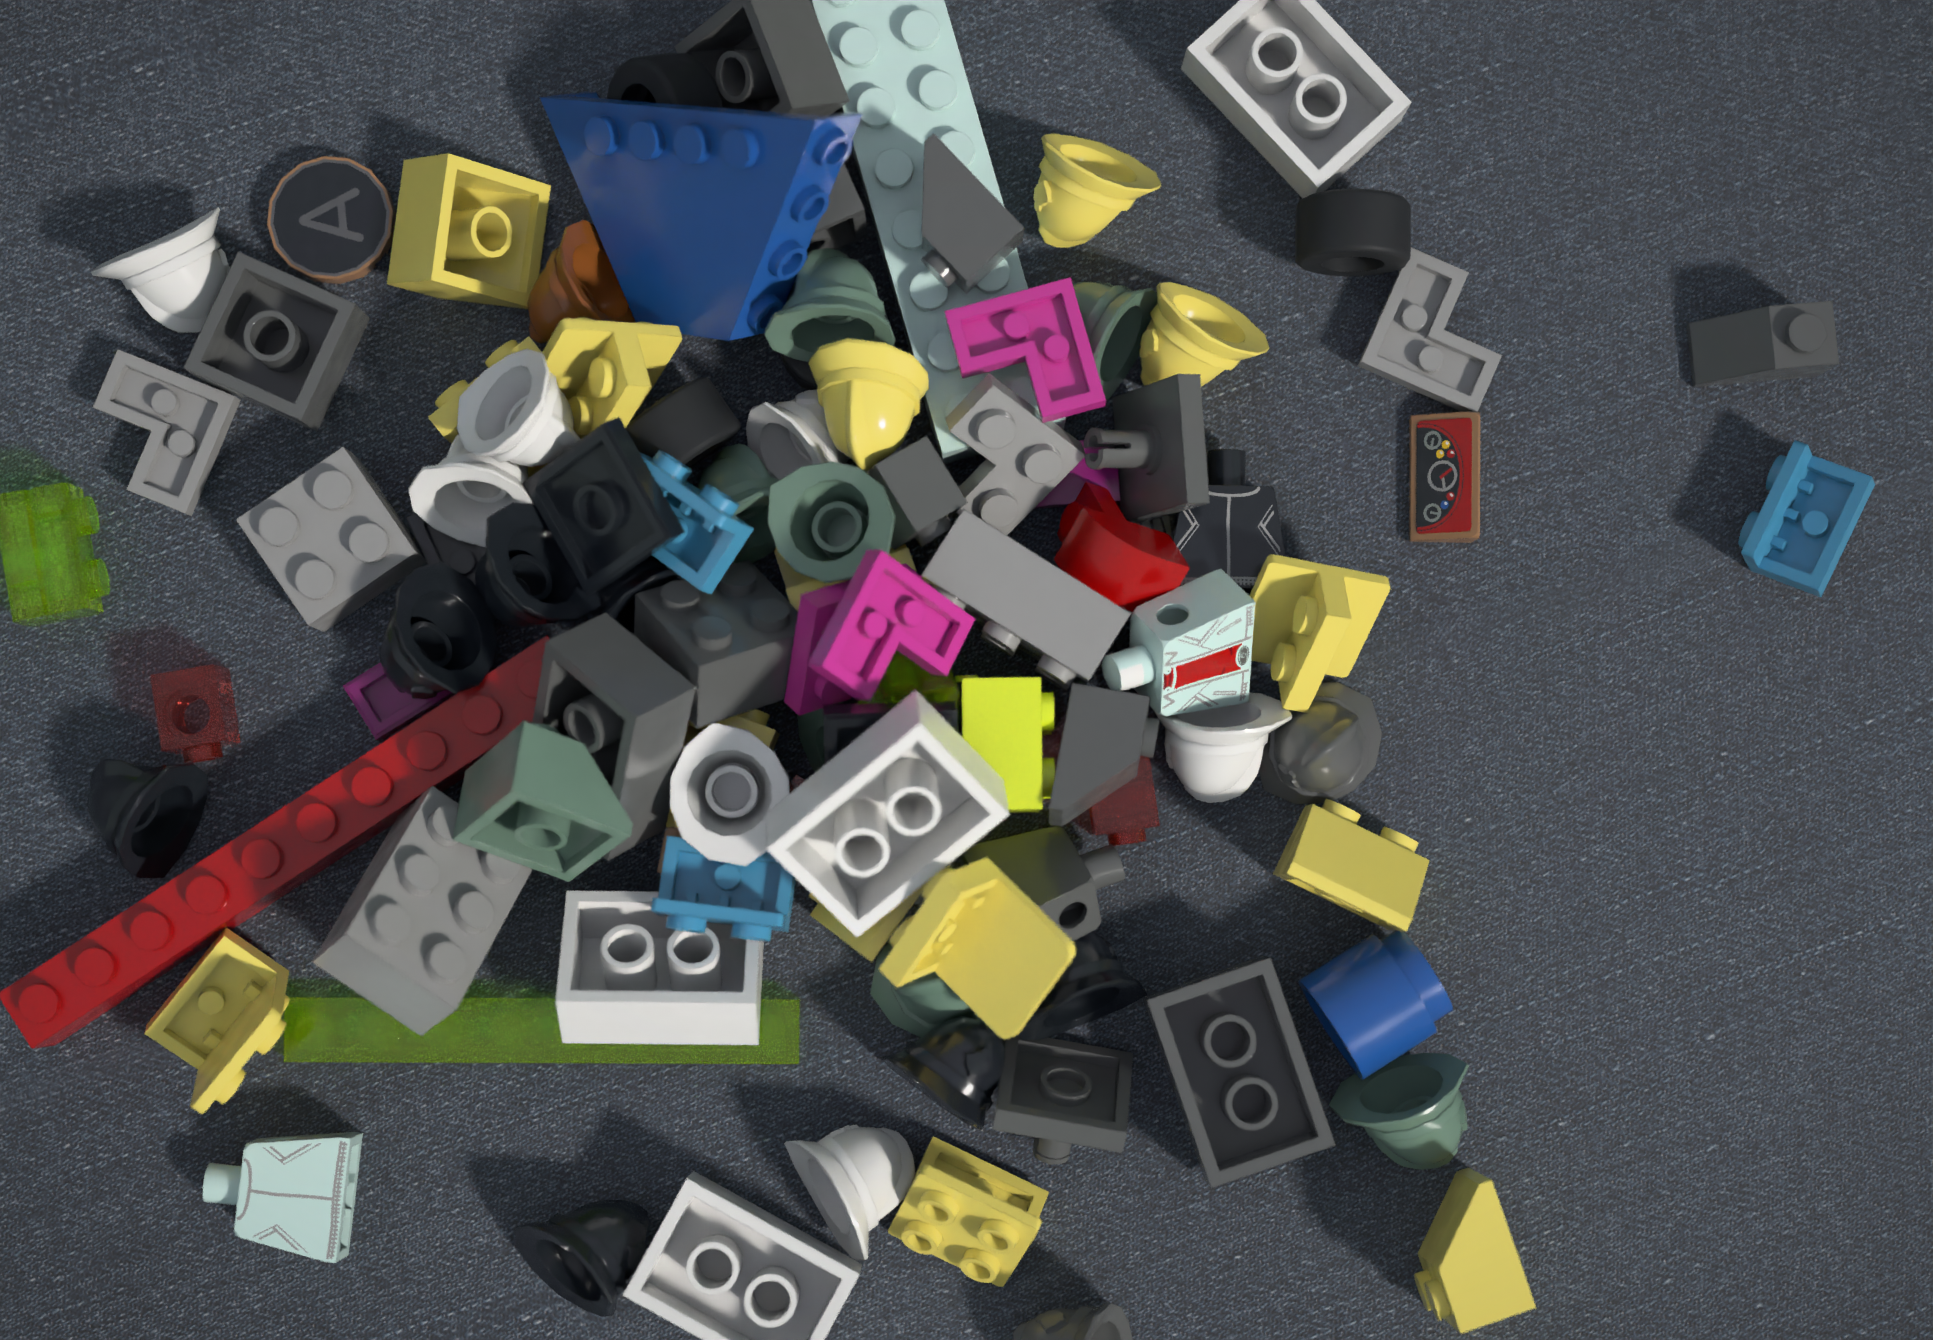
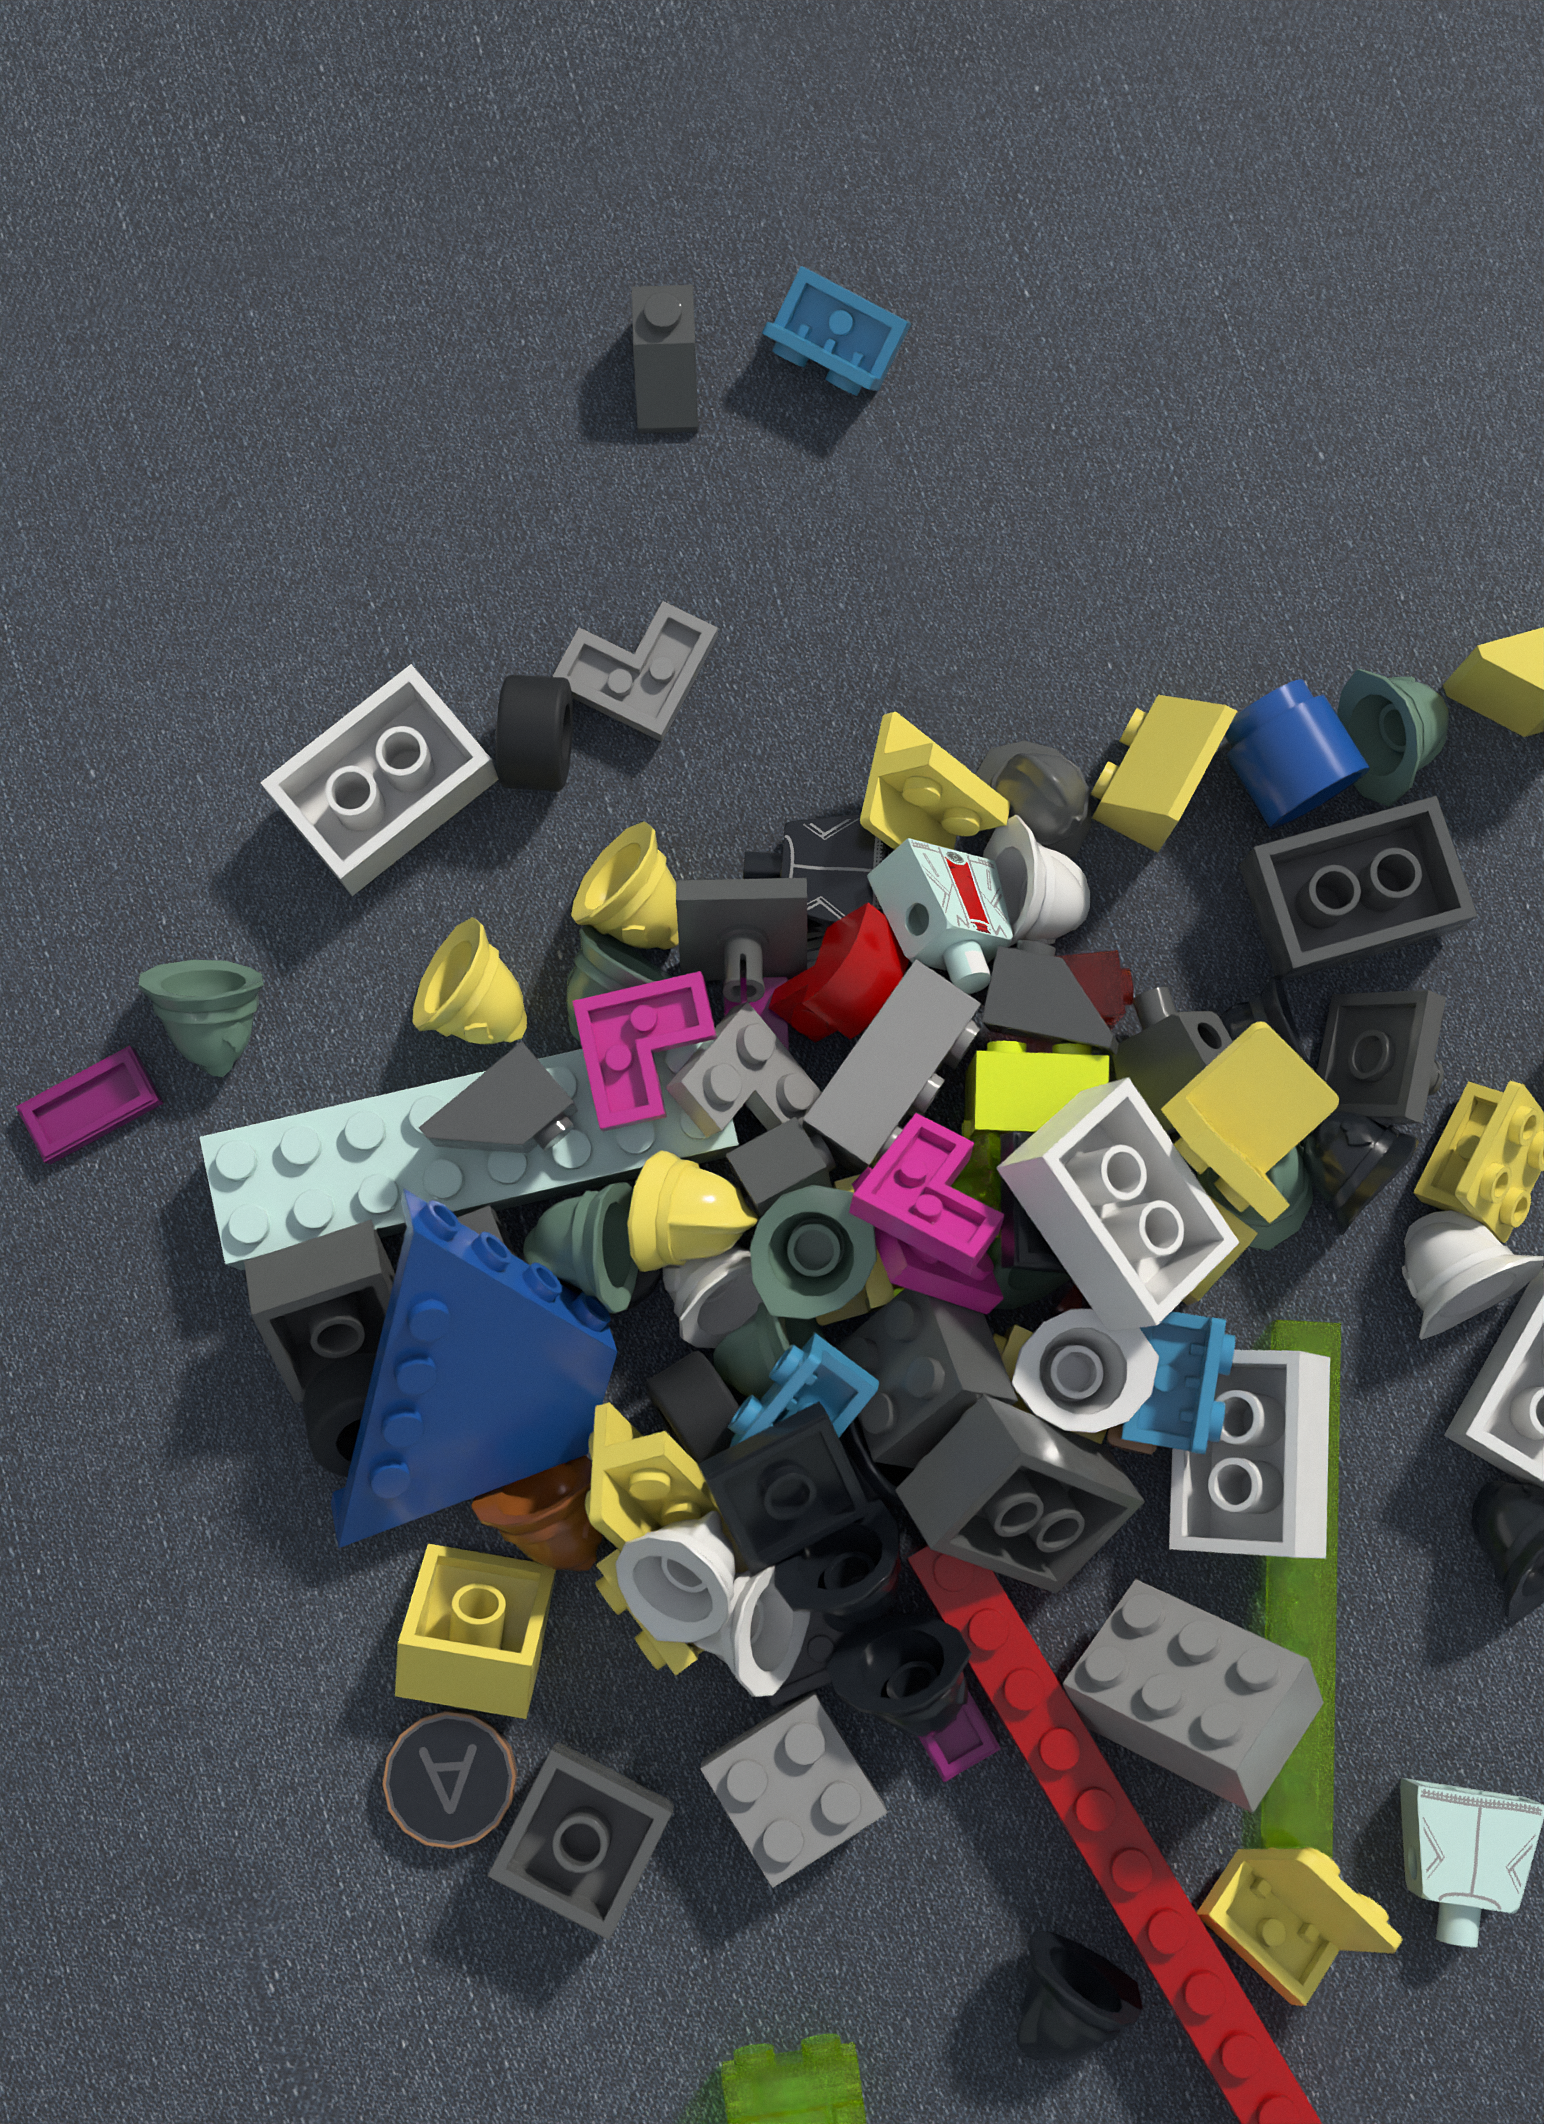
camera: 85 degrees left, 5 degrees down
(174, 693) = (942, 1923): clear red brick -> none
(175, 274) = (500, 1950): white piece -> none
(184, 423) = (657, 1946): light grey plate -> none
(540, 804) = (1088, 1567): sand green slope -> none
(1444, 477) = (777, 663): slope -> none

